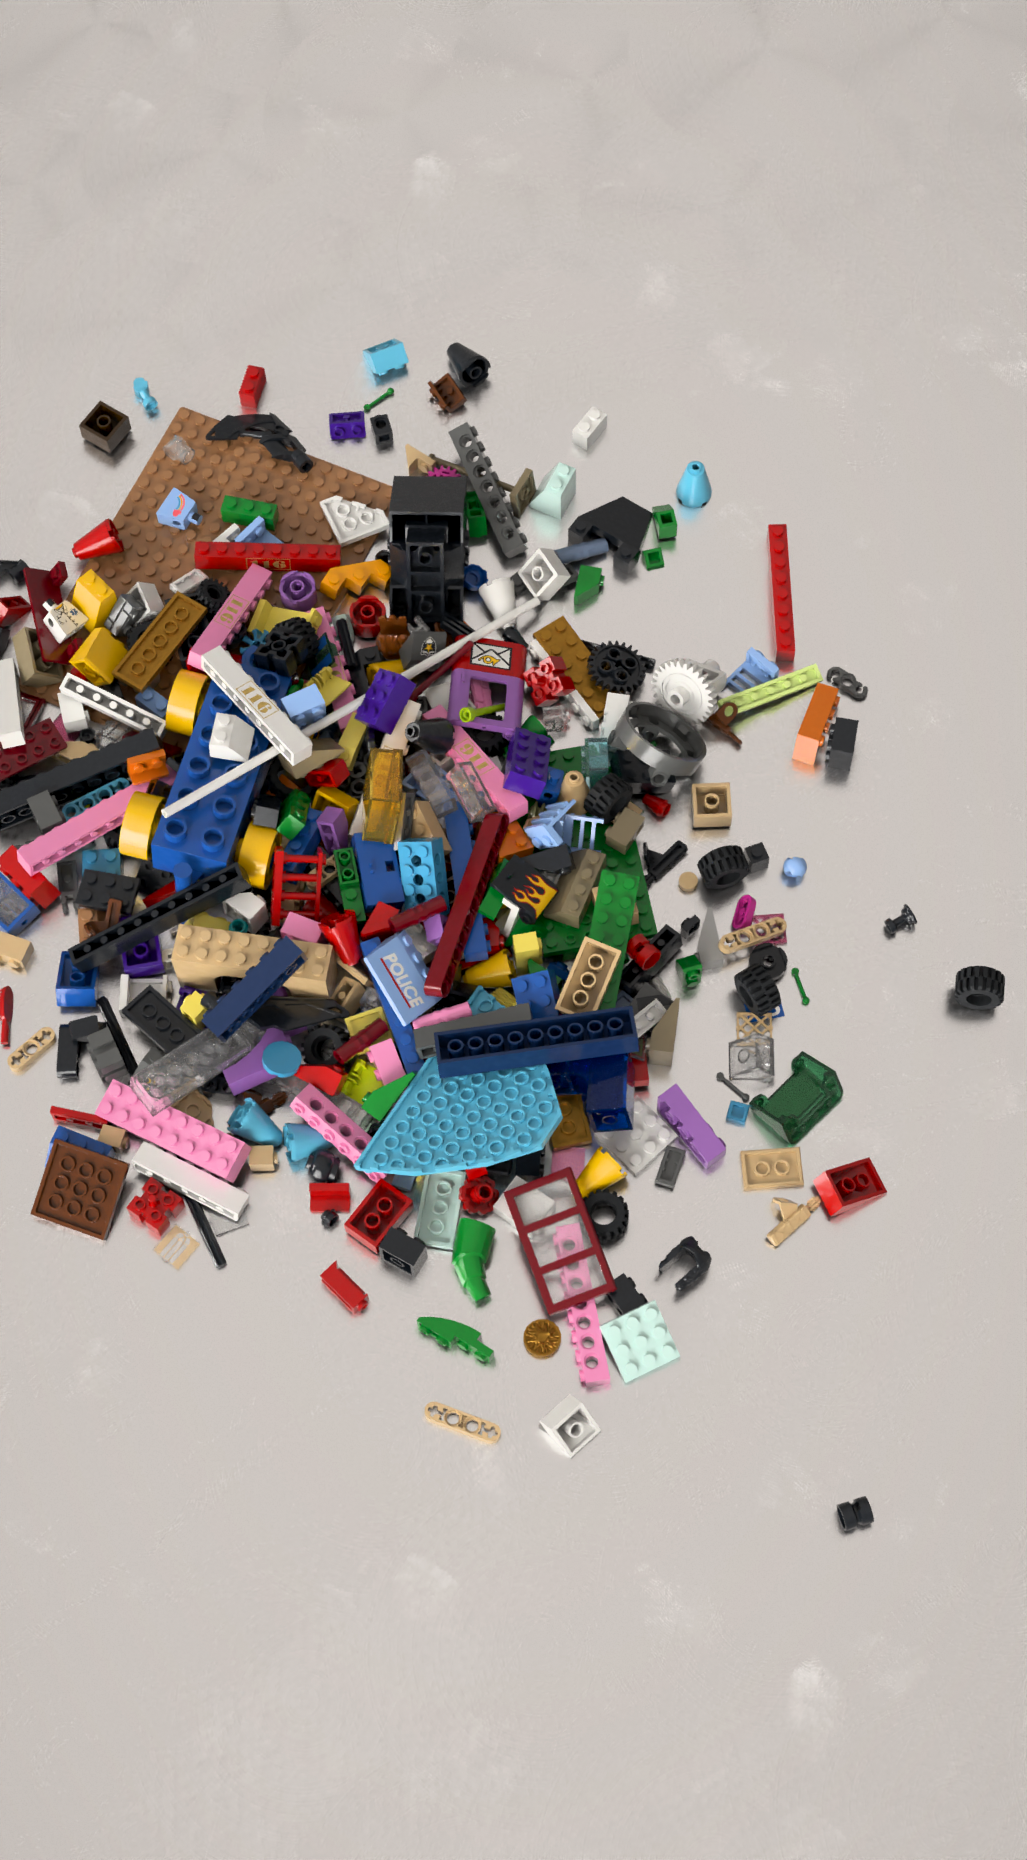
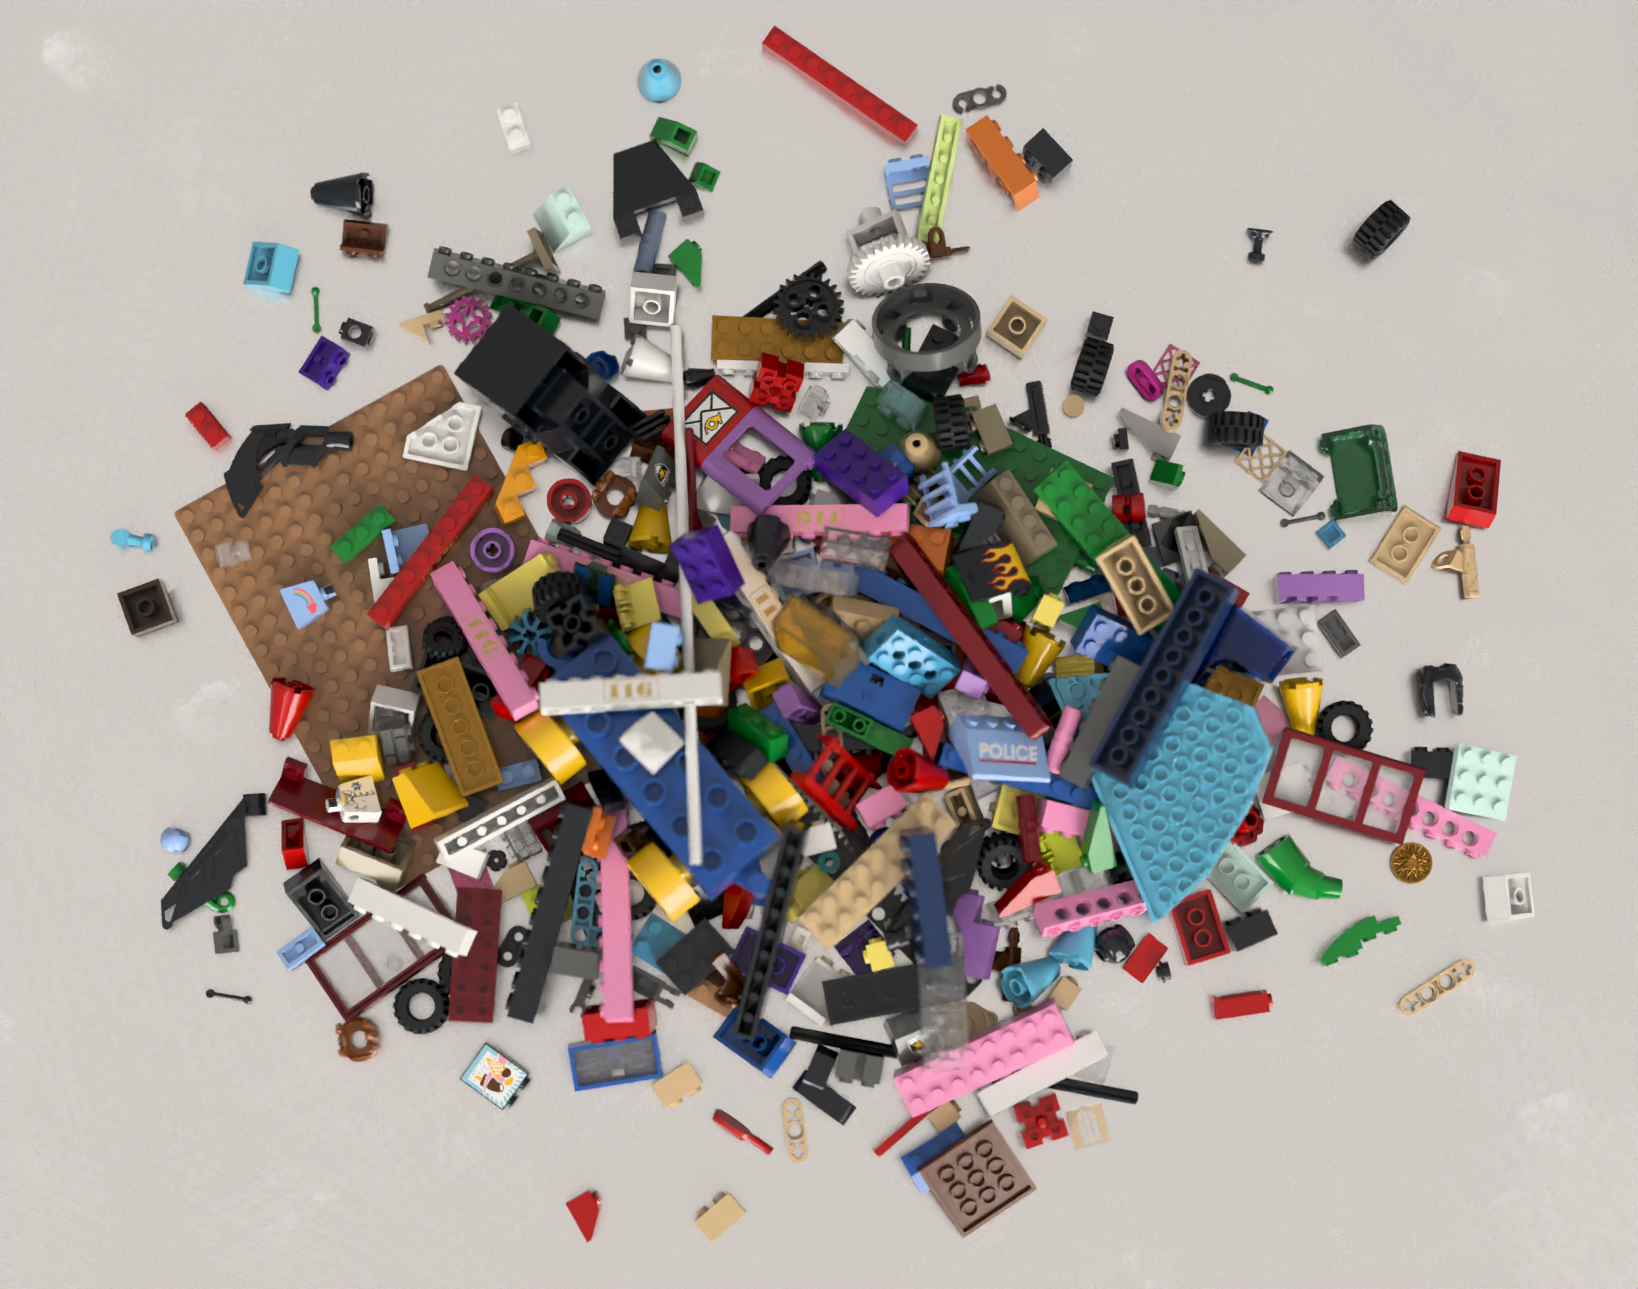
camera: 55 degrees left, 20 degrees up
(281, 1059) = (996, 914): dark azure tile -> none
(417, 914) = (951, 691): dark red axle -> none
(468, 714) = (771, 490): lime piece -> none
(794, 867) = (1135, 298): light blue piece -> none

